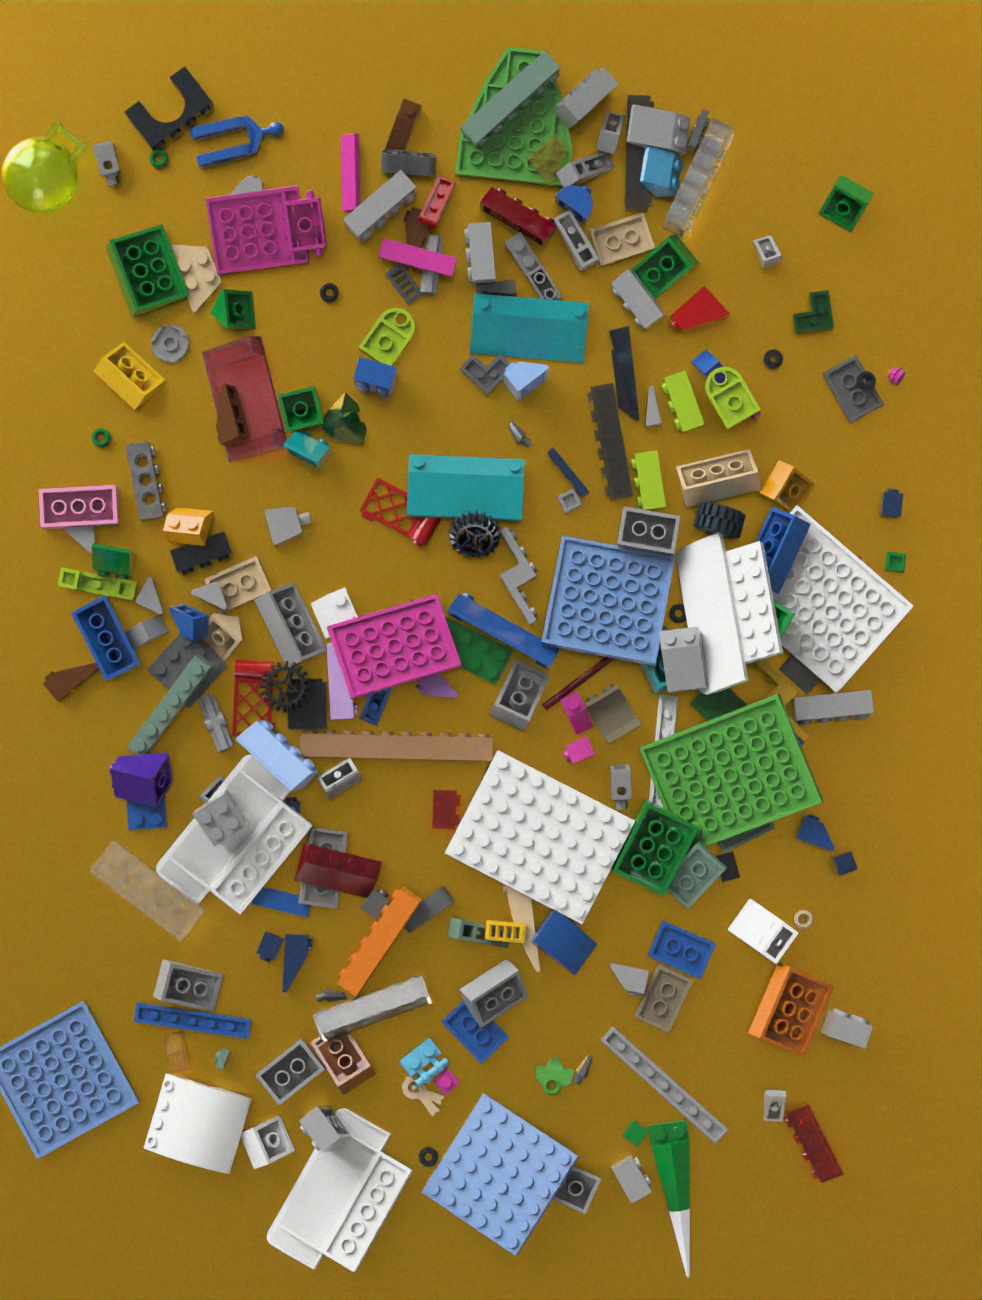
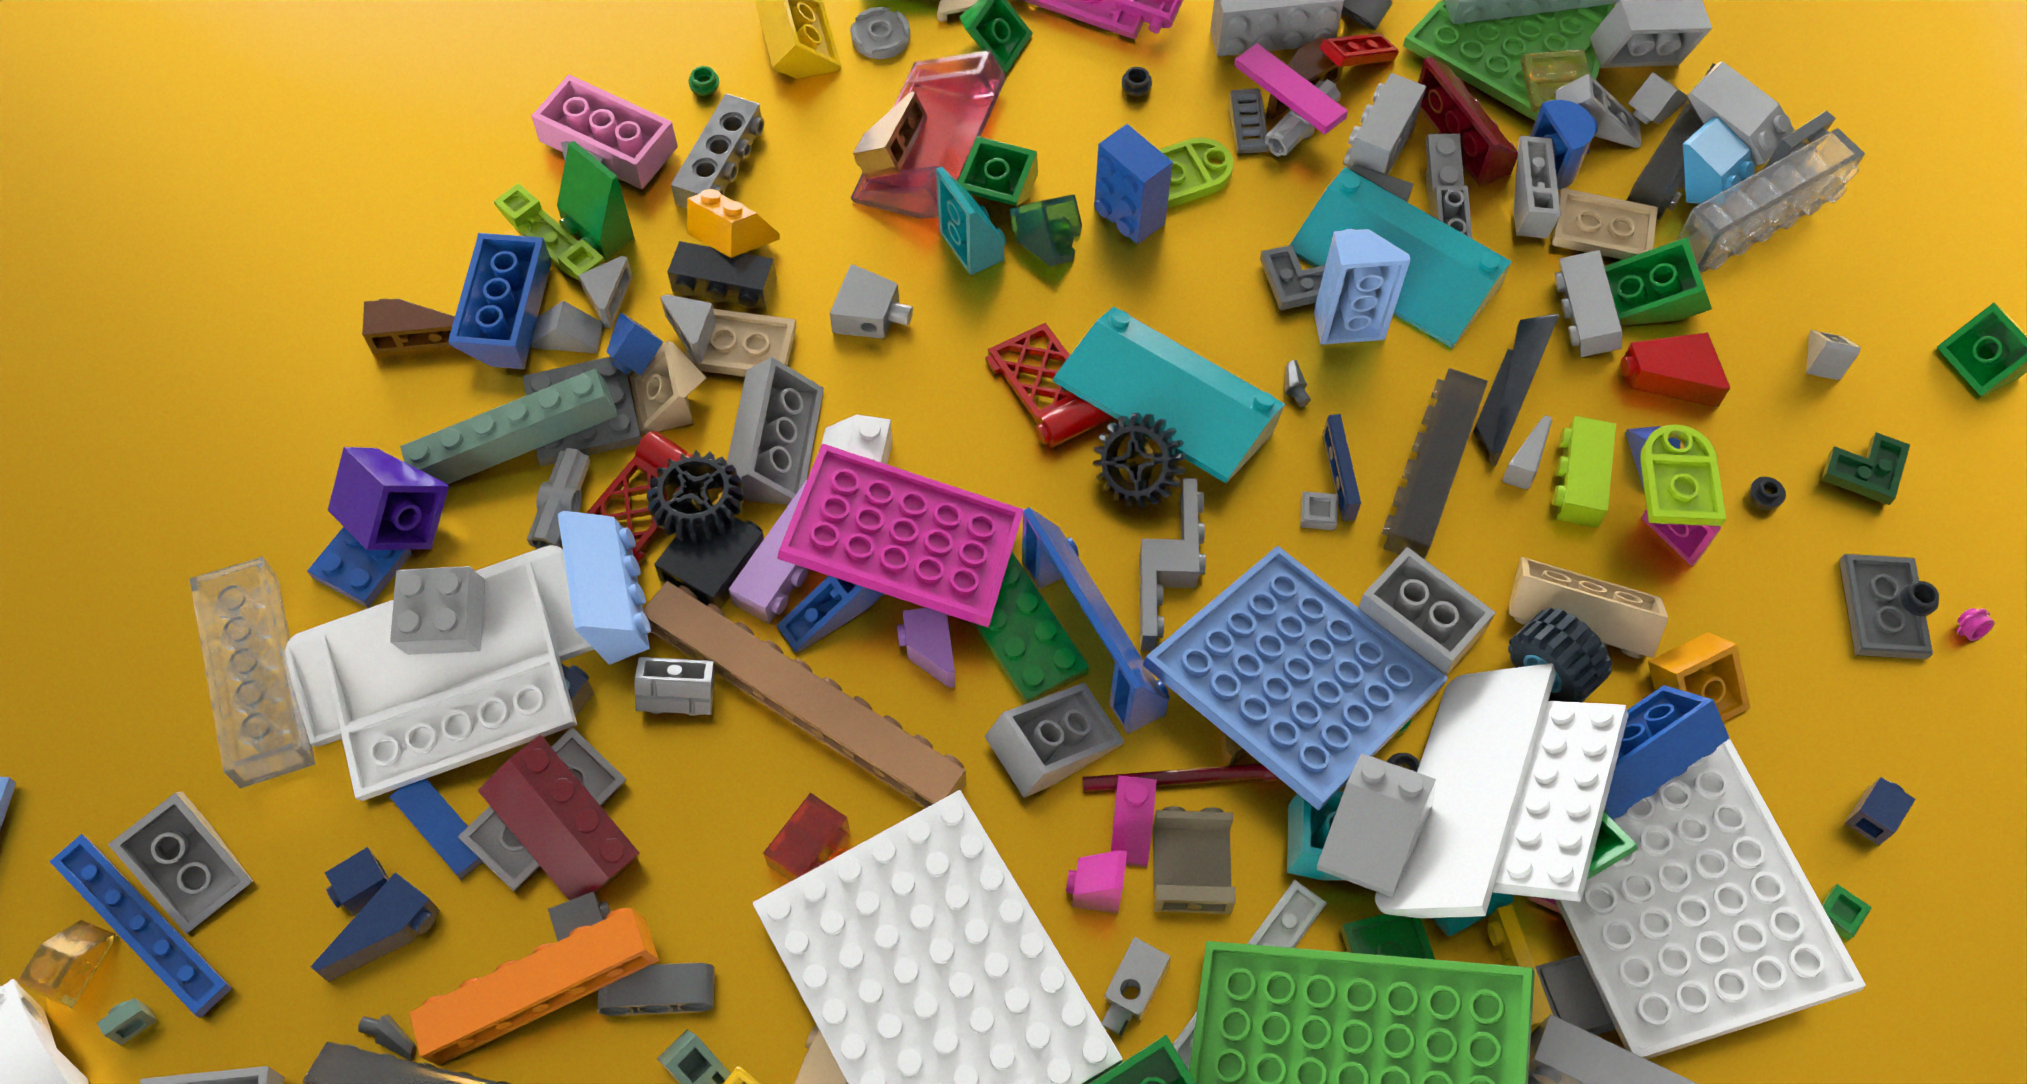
camera: 30 degrees right, 25 degrees down
(648, 481) = (1470, 540): lime brick -> none

